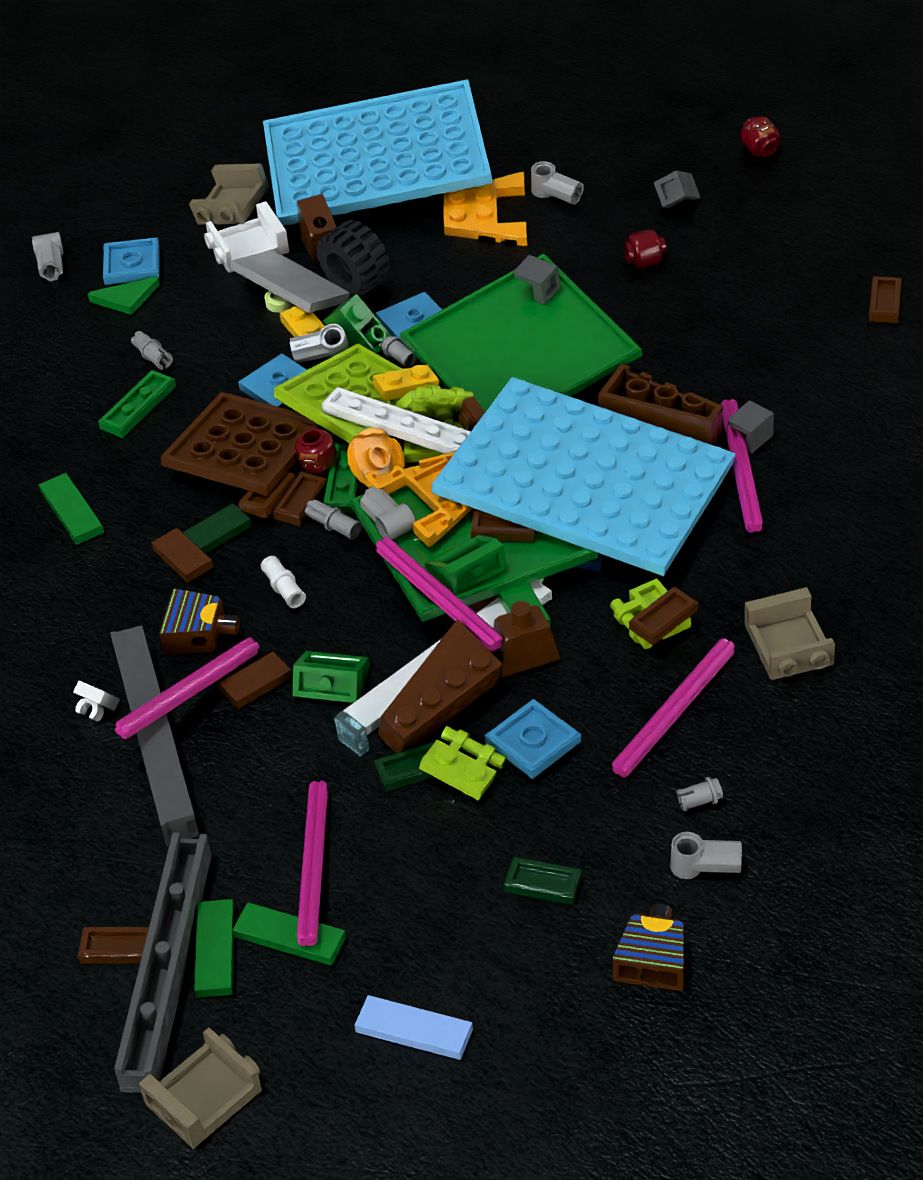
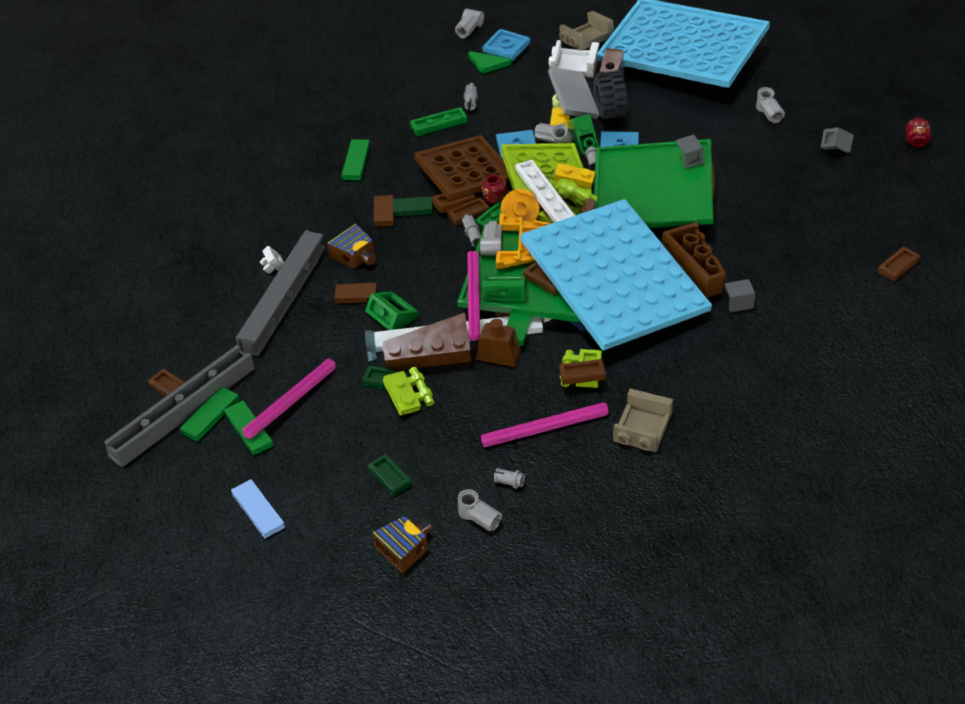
camera: 35 degrees right, 0 degrees up
(186, 688) = (312, 277): dark pink axle -> none
(203, 1089) = (137, 478): dark tan panel -> none
(283, 581) = (415, 250): white pin -> none
(474, 211) = (712, 99): light orange wing -> none
(533, 738) = (455, 399): dark azure plate -> none
(644, 249) = (783, 166): dark red head -> none
(742, 471) = (709, 322): dark pink axle -> none

